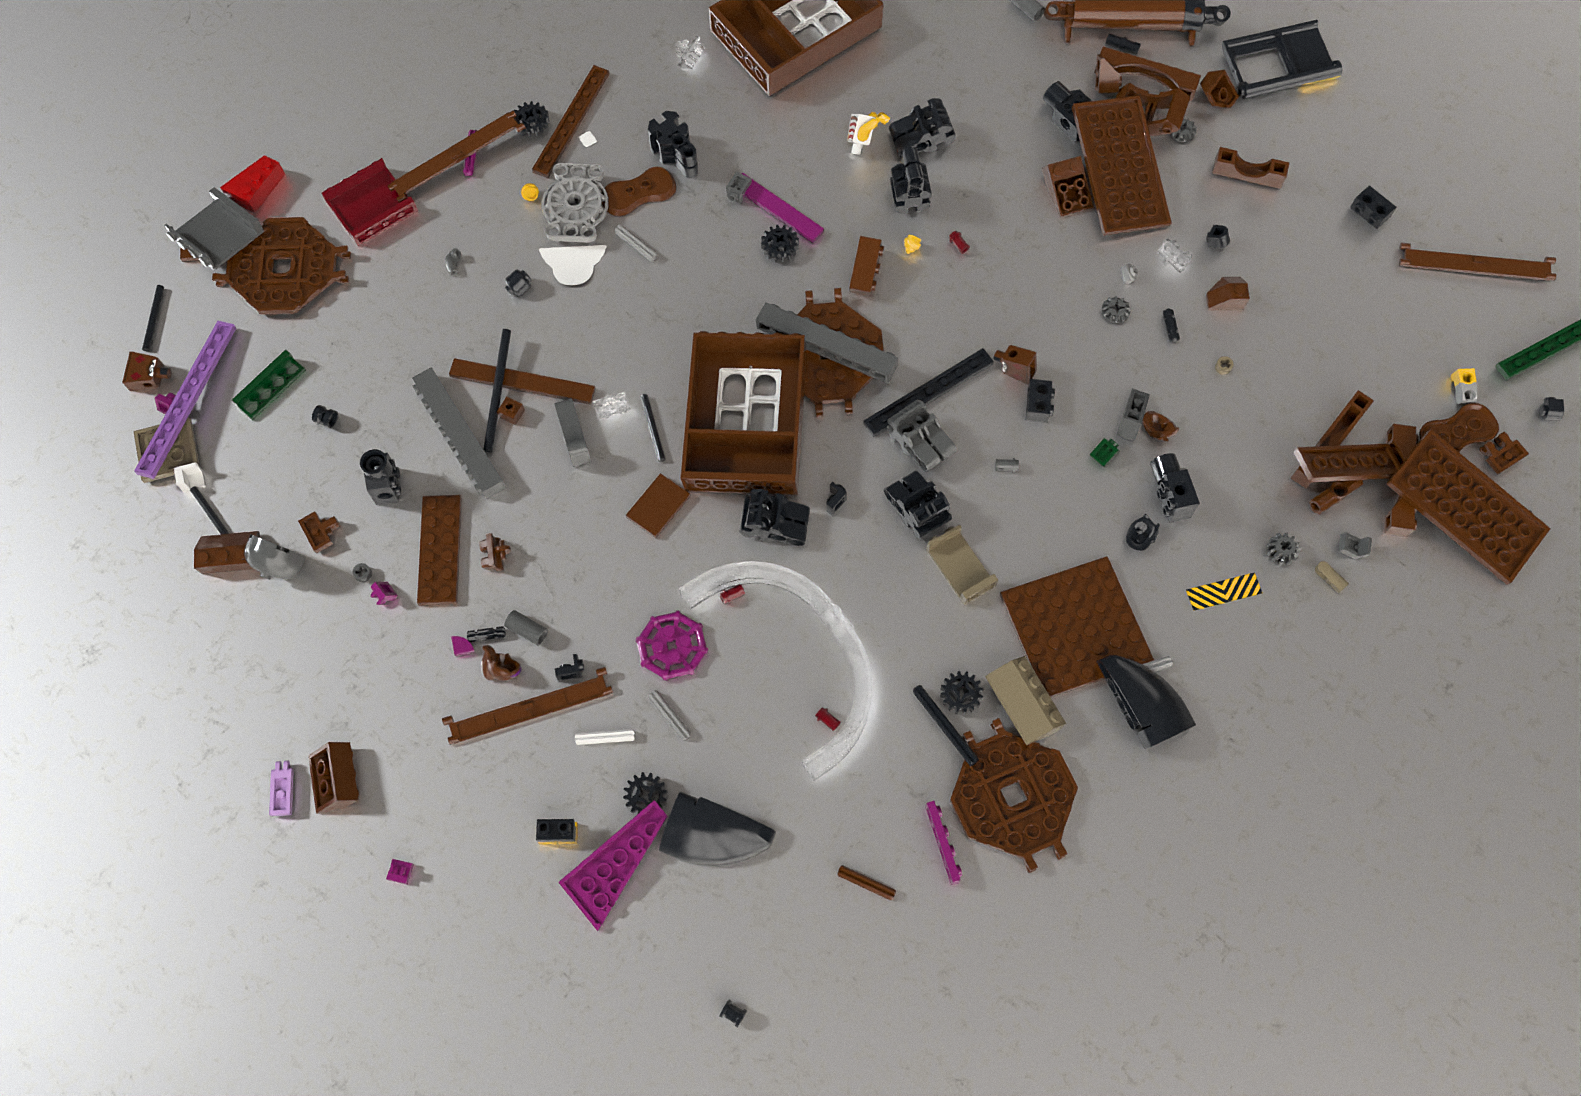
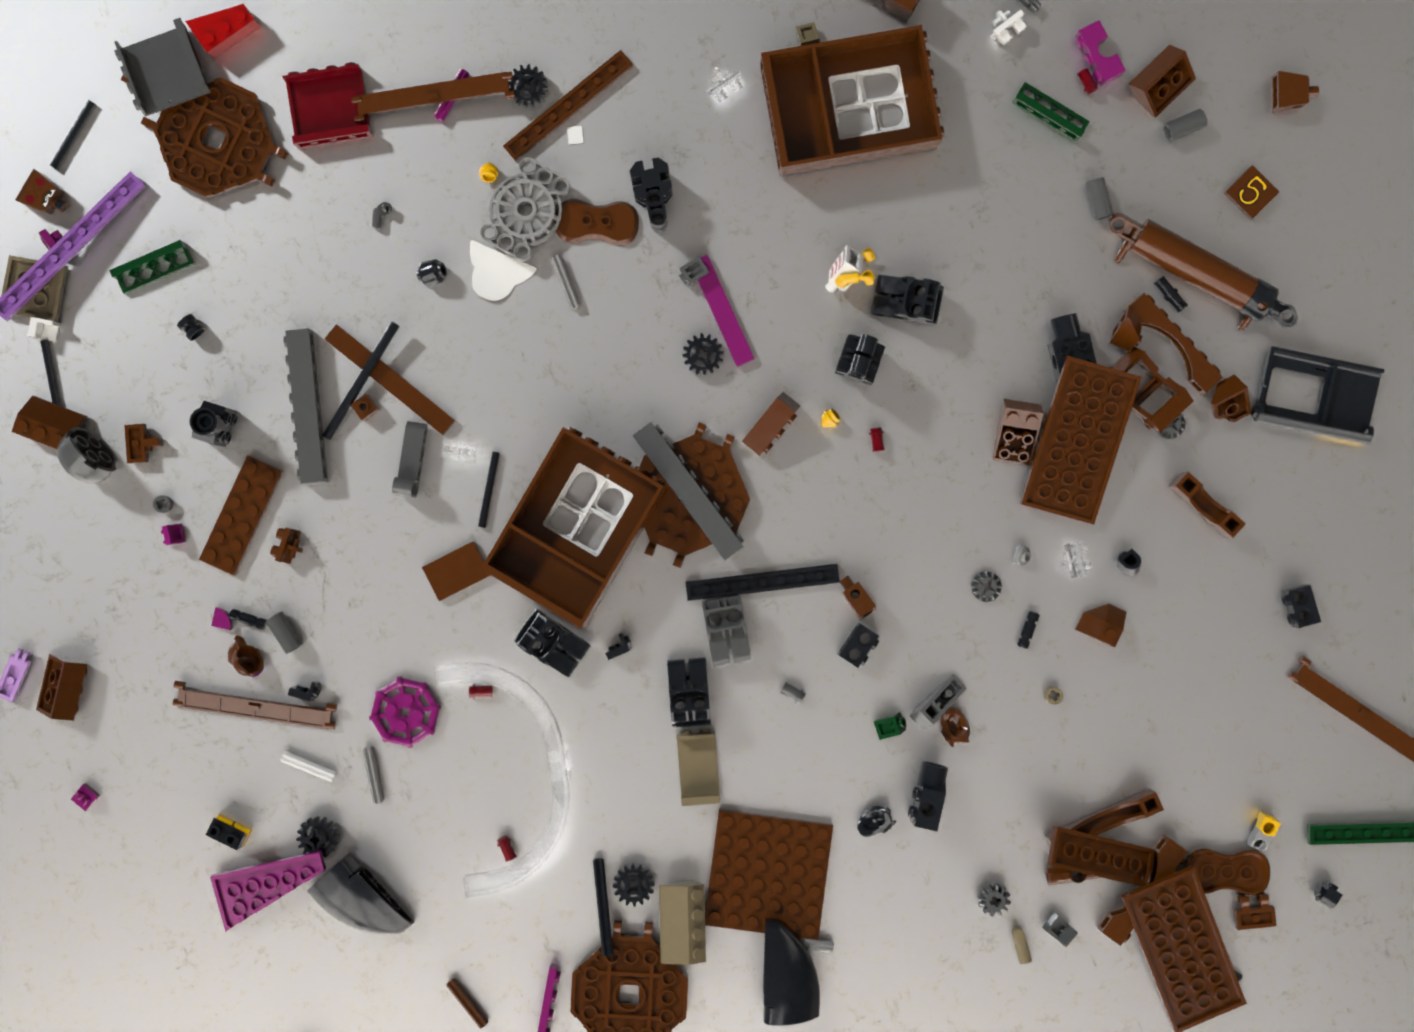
camera: 25 degrees right, 20 degrees up
(1224, 591) = (919, 907): sticker -> none

